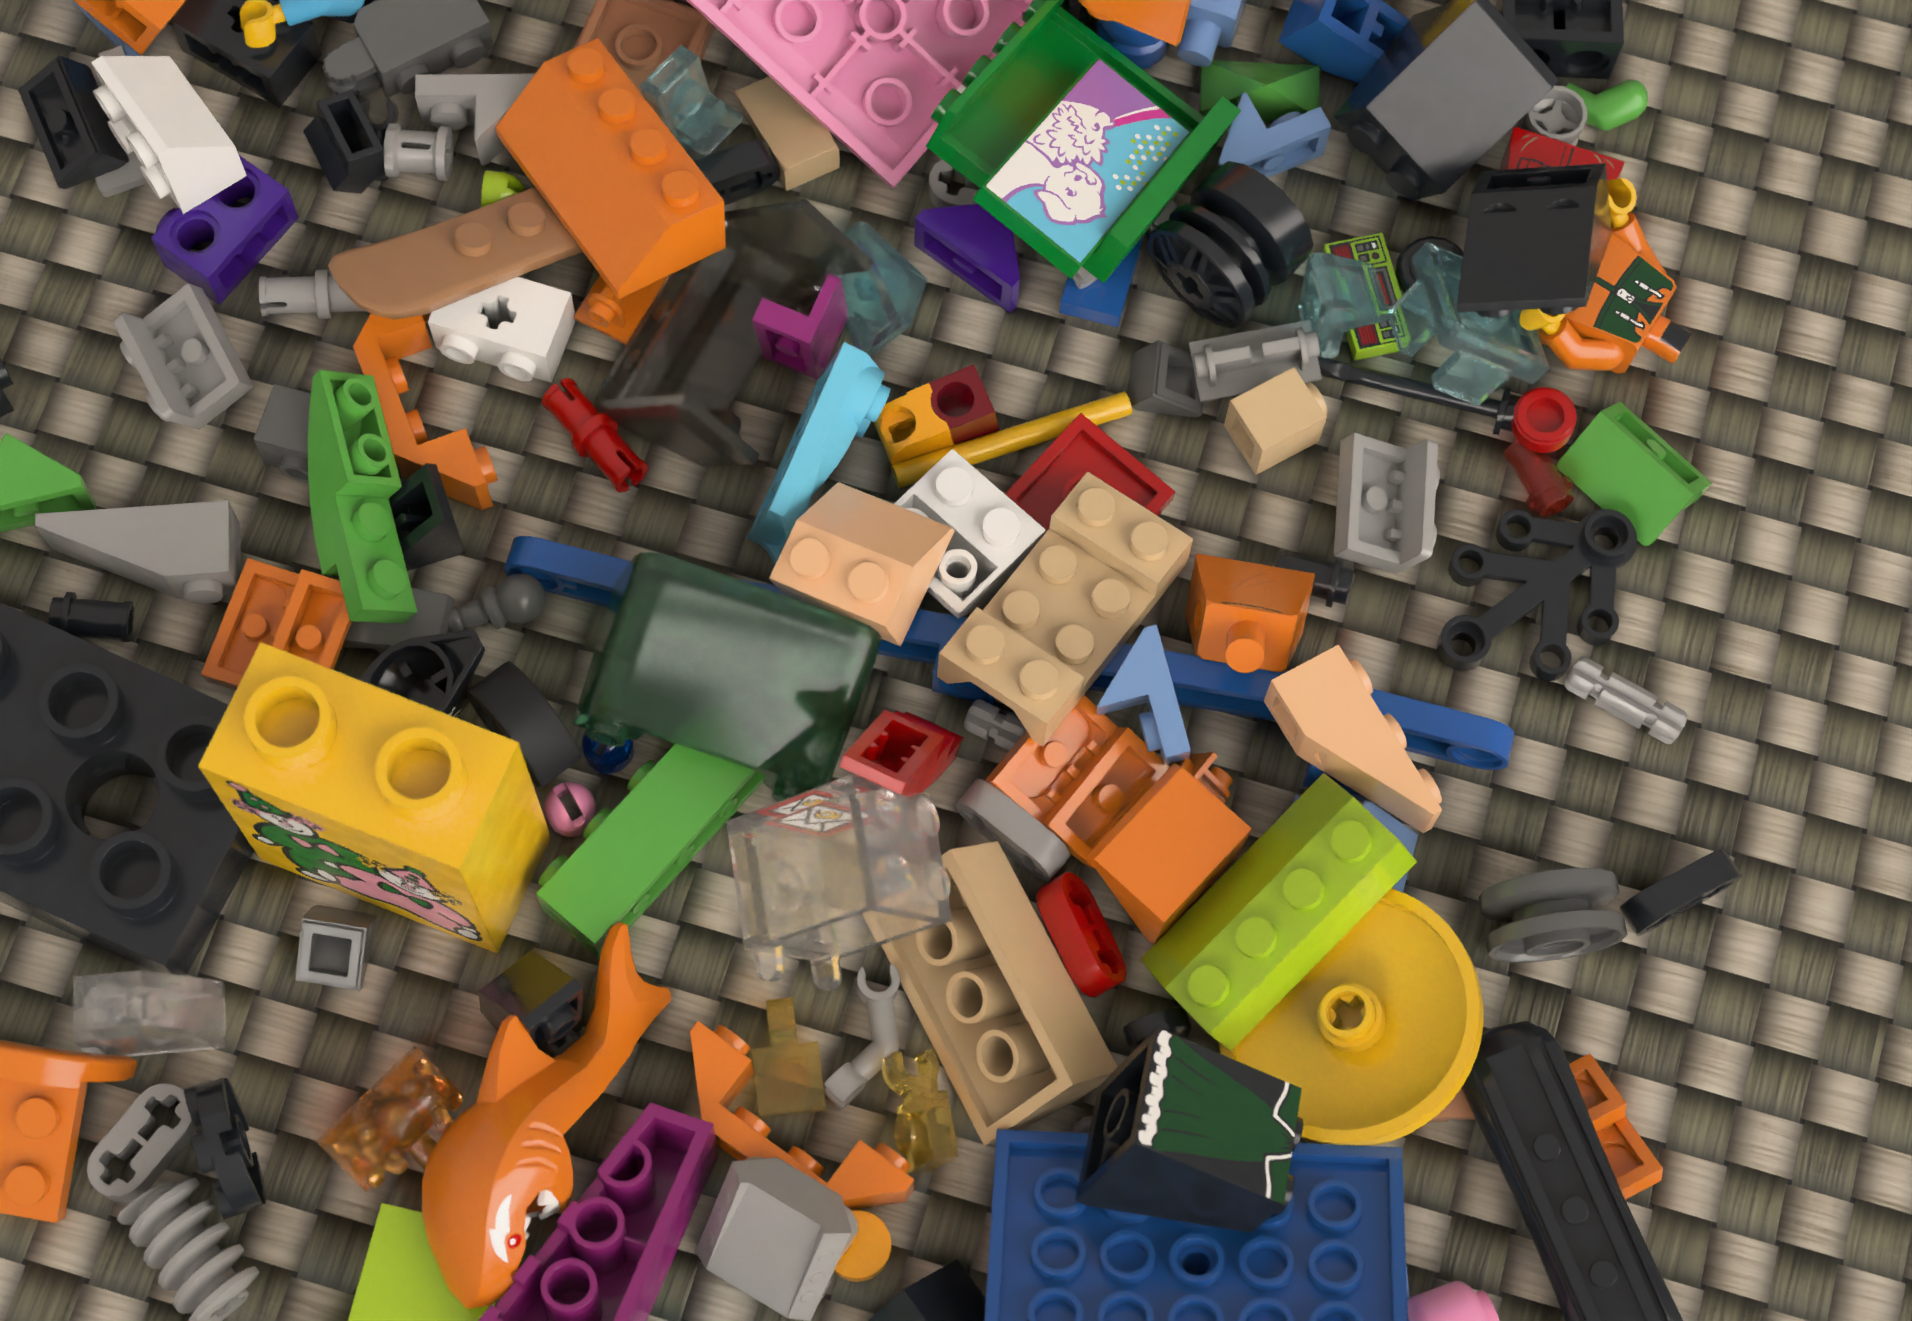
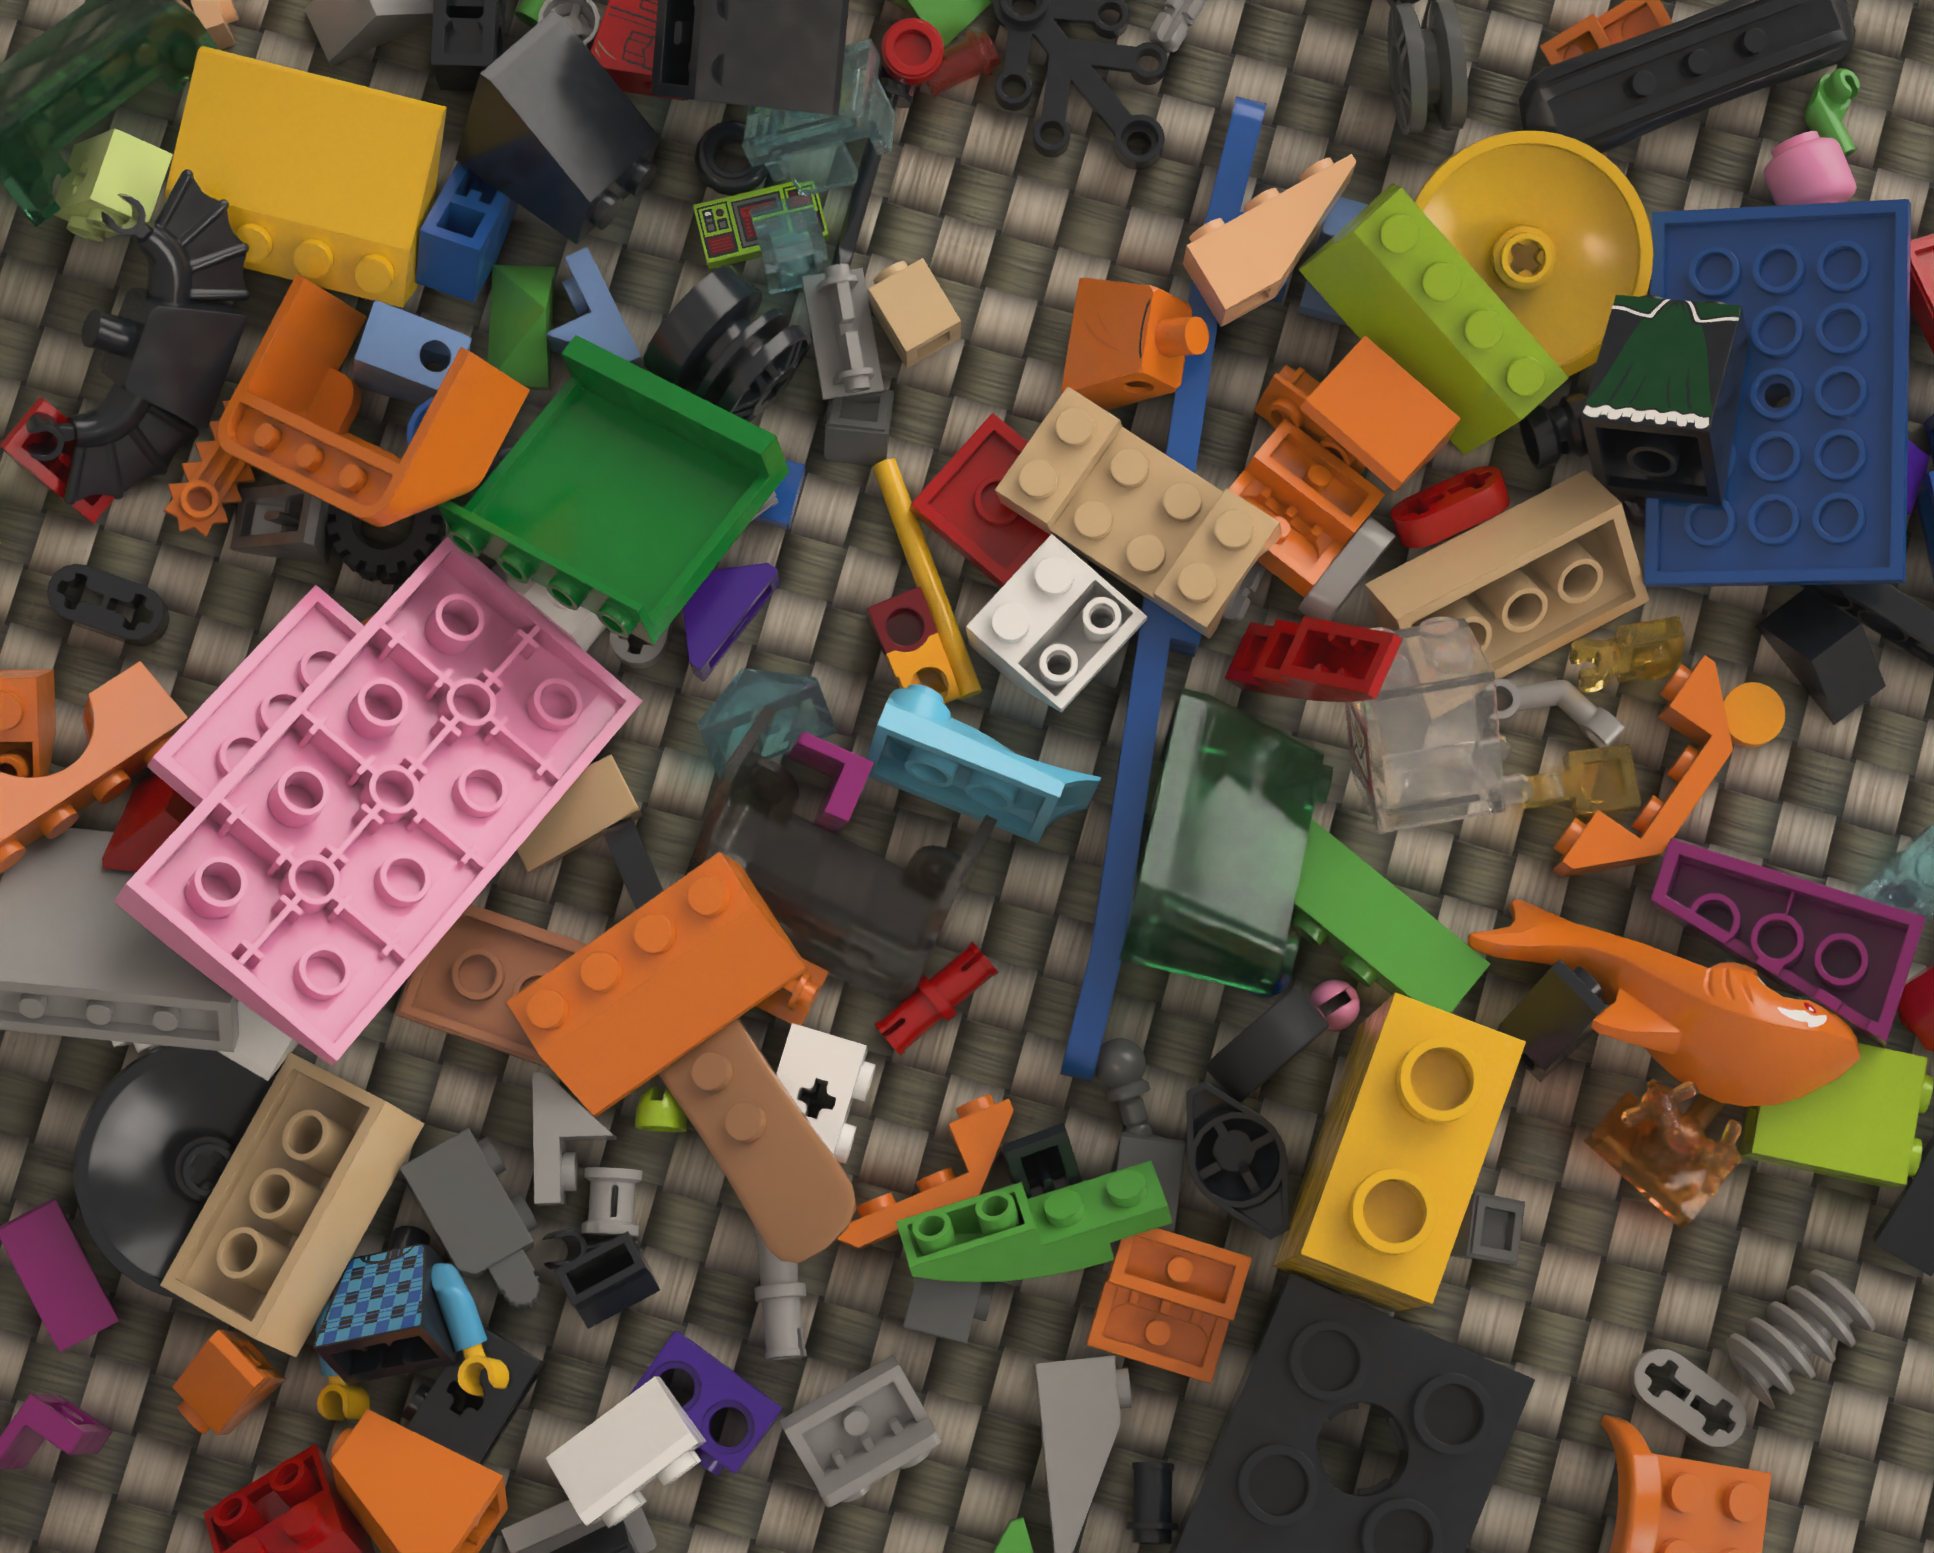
camera: 90 degrees left, 10 degrees up
(147, 1013) = (1567, 1401): clear slope -> none
(225, 1146) = (1705, 1306): black plate -> none
(686, 106) = (584, 901): clear light blue slope -> none
(776, 1235) = (1758, 781): light grey slope -> none
(862, 559) = (1103, 704): light nougat slope -> none
(1082, 167) = (667, 486): tile -> none
(1147, 679) = (1217, 434): medium blue slope -> none
(1331, 580) = (1075, 263): black pin -> none
(1386, 503) = (995, 207): light grey bracket -> none

